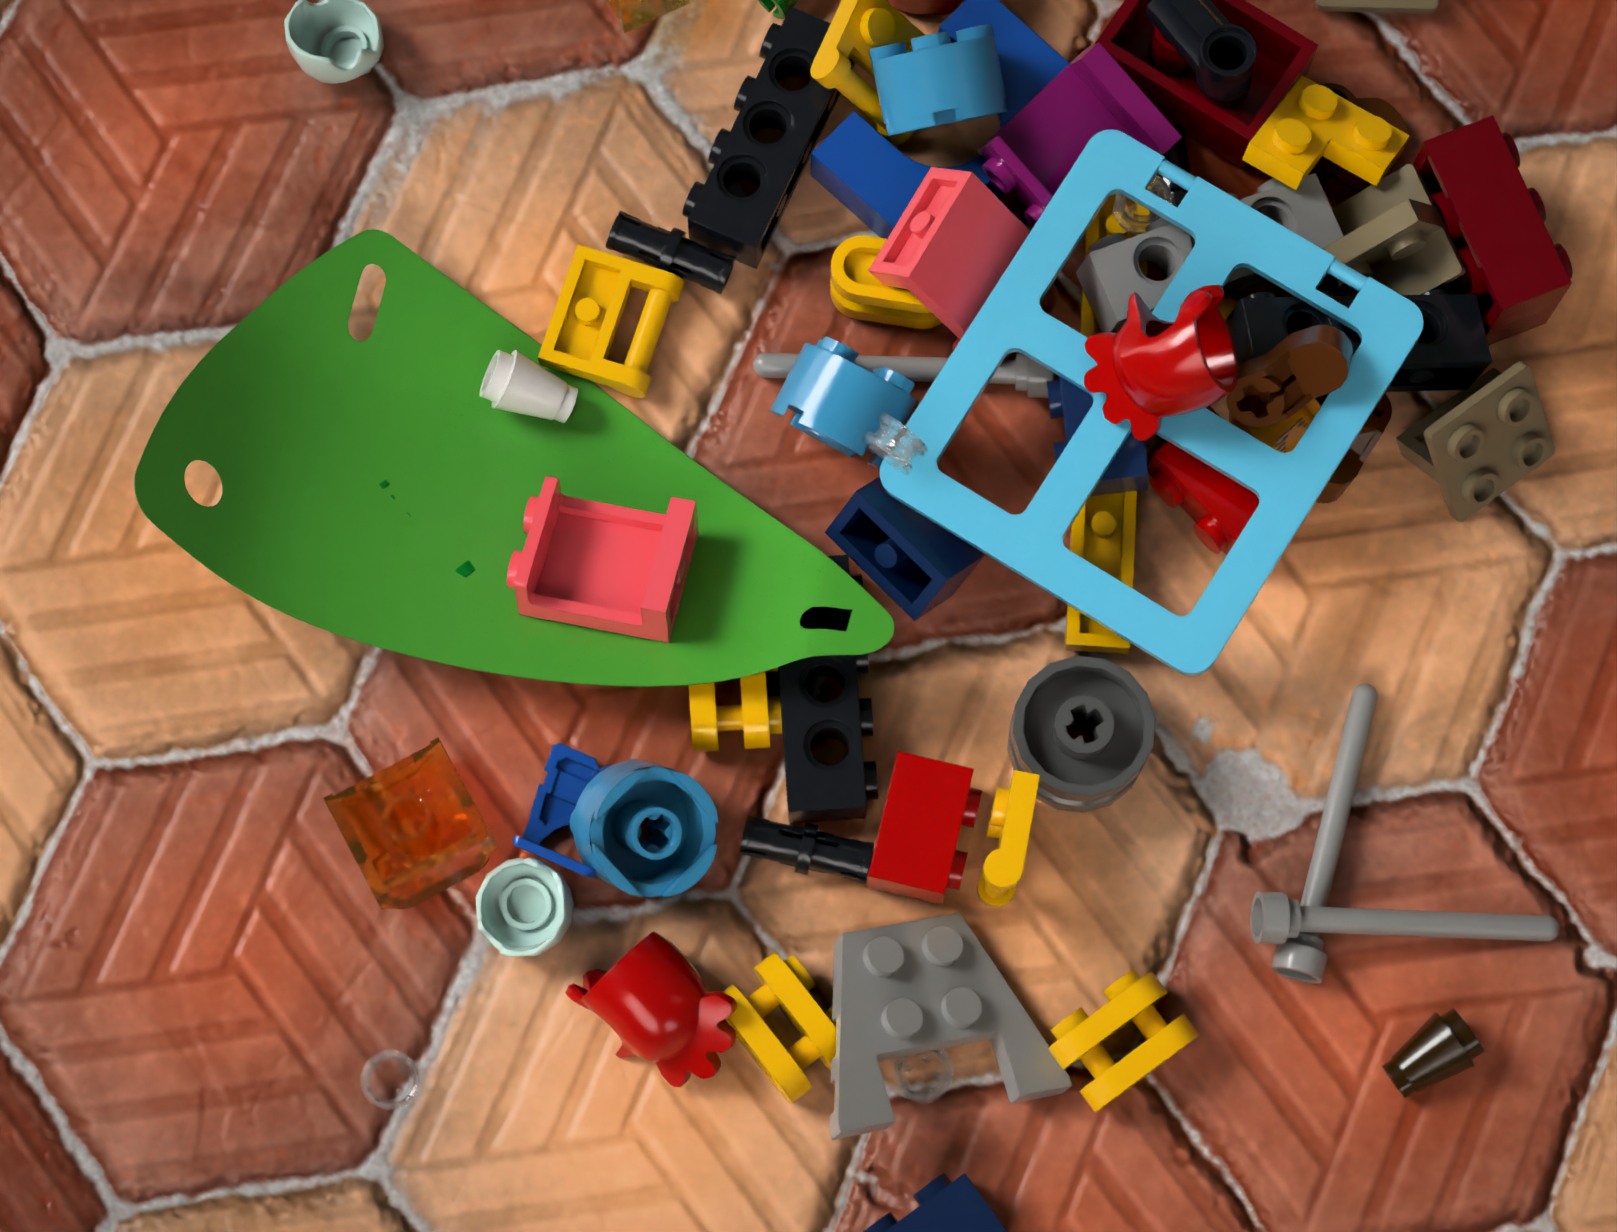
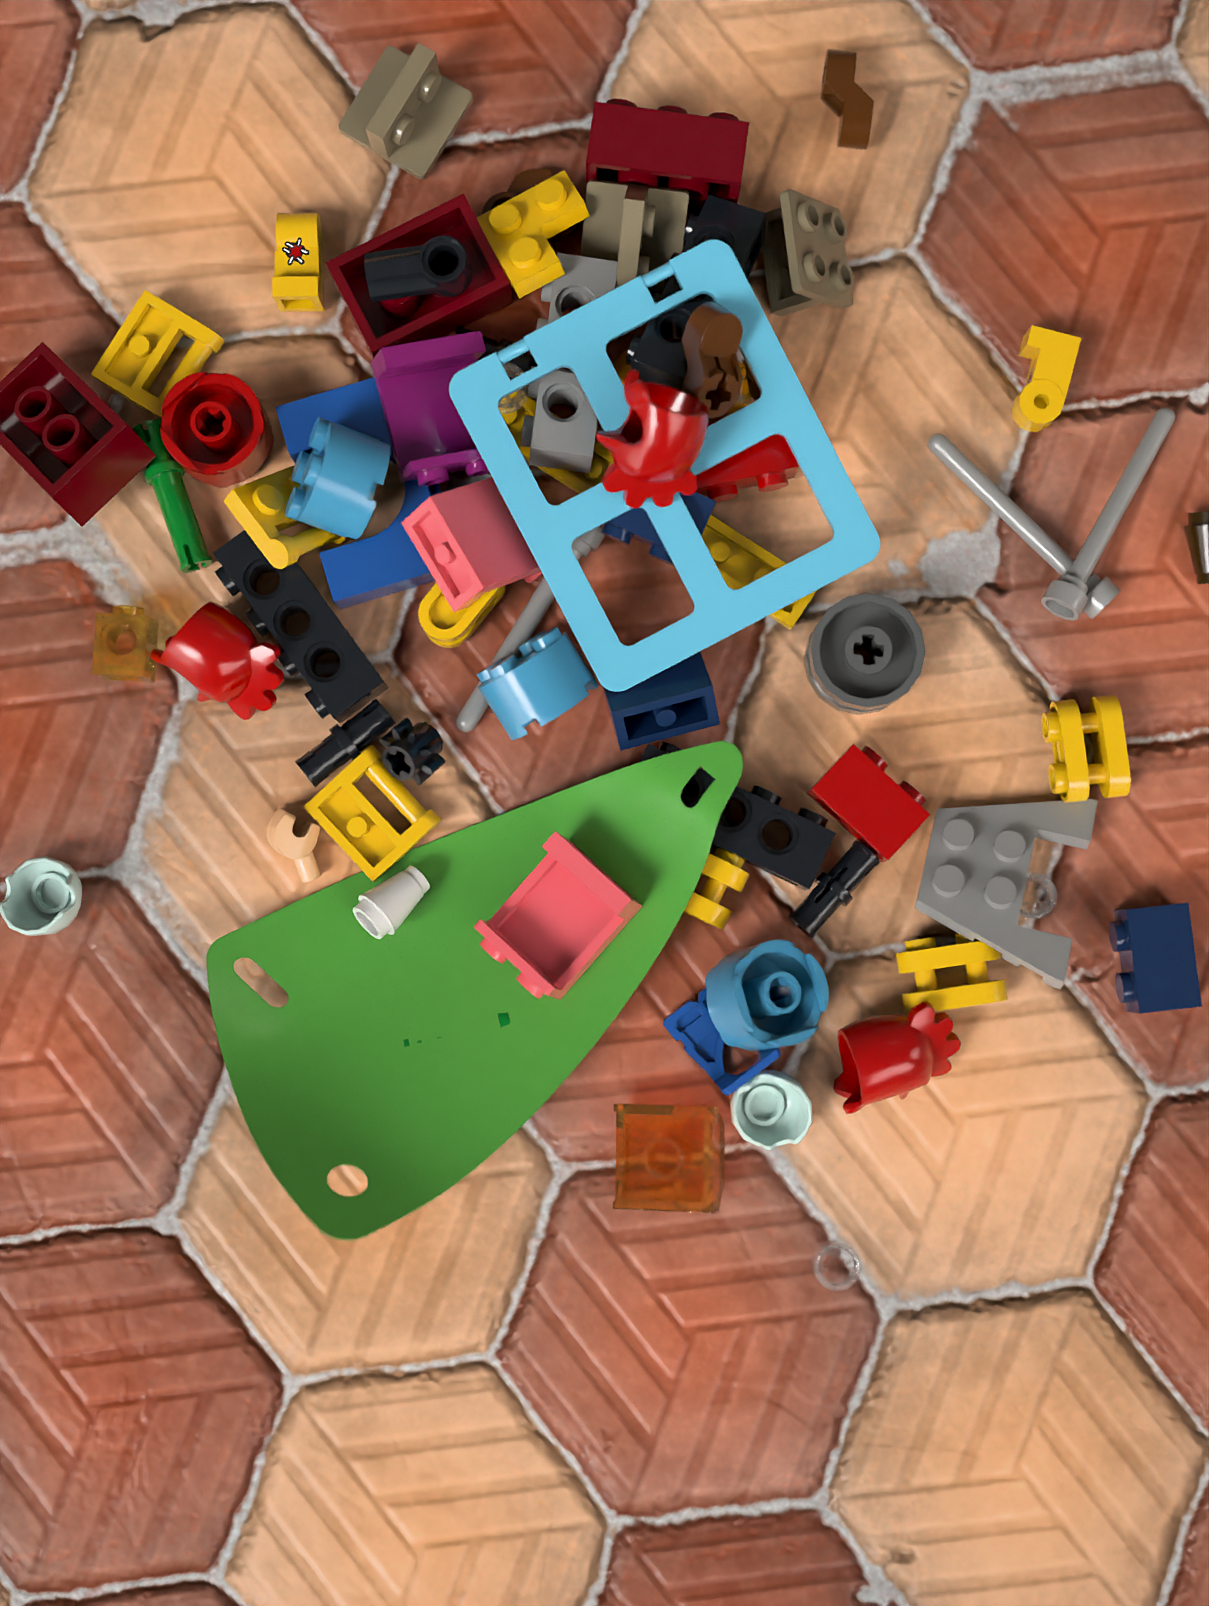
camera: 60 degrees left, 10 degrees up
(531, 261) = (297, 845): none -> light nougat piece
(685, 79) = (224, 660): none -> red piece
(700, 322) = (412, 751): none -> black gear
(895, 444) = (598, 666): clear bush -> none
(1011, 825) = (903, 736): yellow plate -> none
(1487, 777) = (1047, 379): none -> yellow leg

